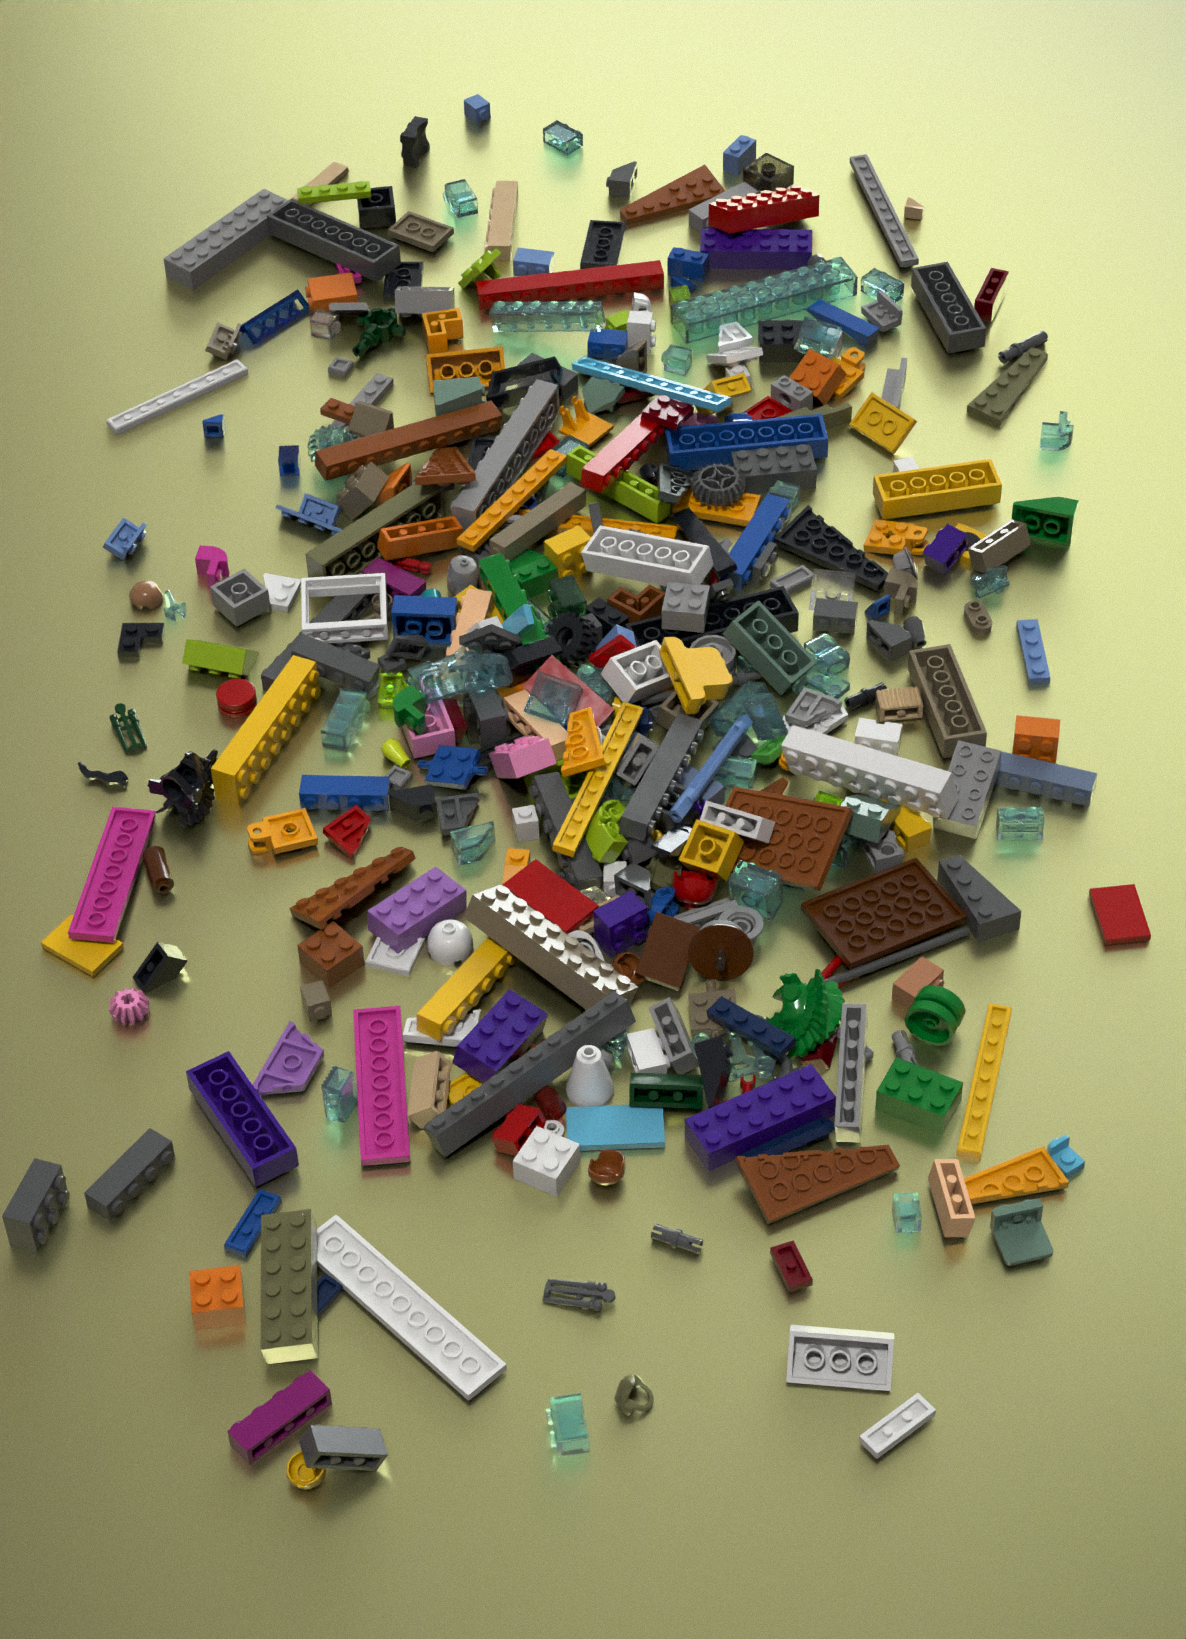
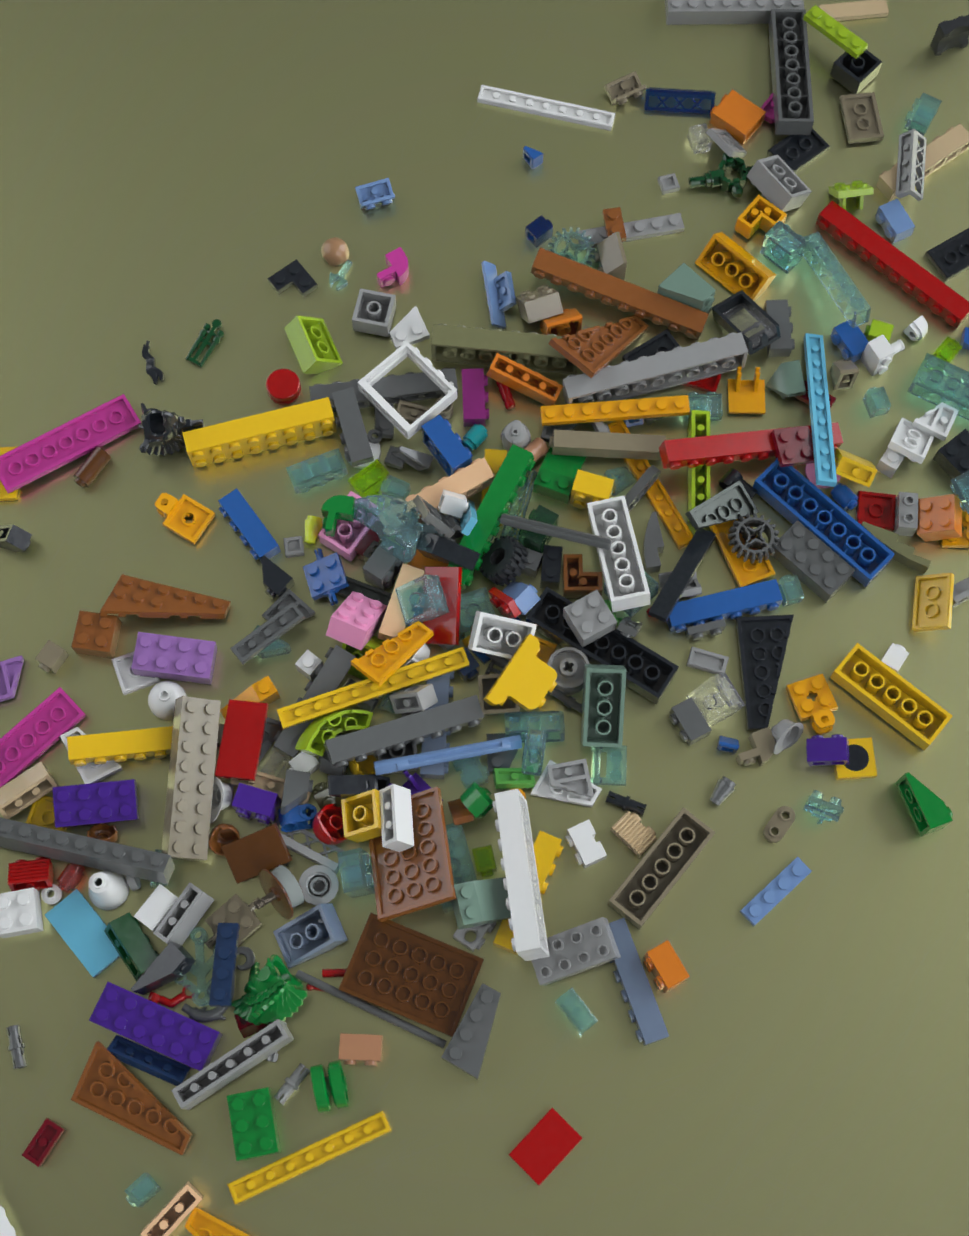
camera: 50 degrees right, 25 degrees up
(348, 830) = (218, 555): red wing -> none
(468, 824) = (267, 633): none -> dark grey plate
(483, 327) = (783, 246): none -> clear light blue brick
(499, 222) = (909, 164): none -> light grey fence
(586, 579) = (556, 531): none -> dark grey axle
(607, 1168) = (39, 957): dark orange hair -> none
(770, 769) = (477, 800): none -> green brick
(777, 953) = (310, 935): none -> sand blue slope
(828, 654) = (643, 745): clear light blue brick -> none
(889, 639) = (698, 779): dark grey slope -> none
(999, 546) = (864, 789): dark tan brick -> none

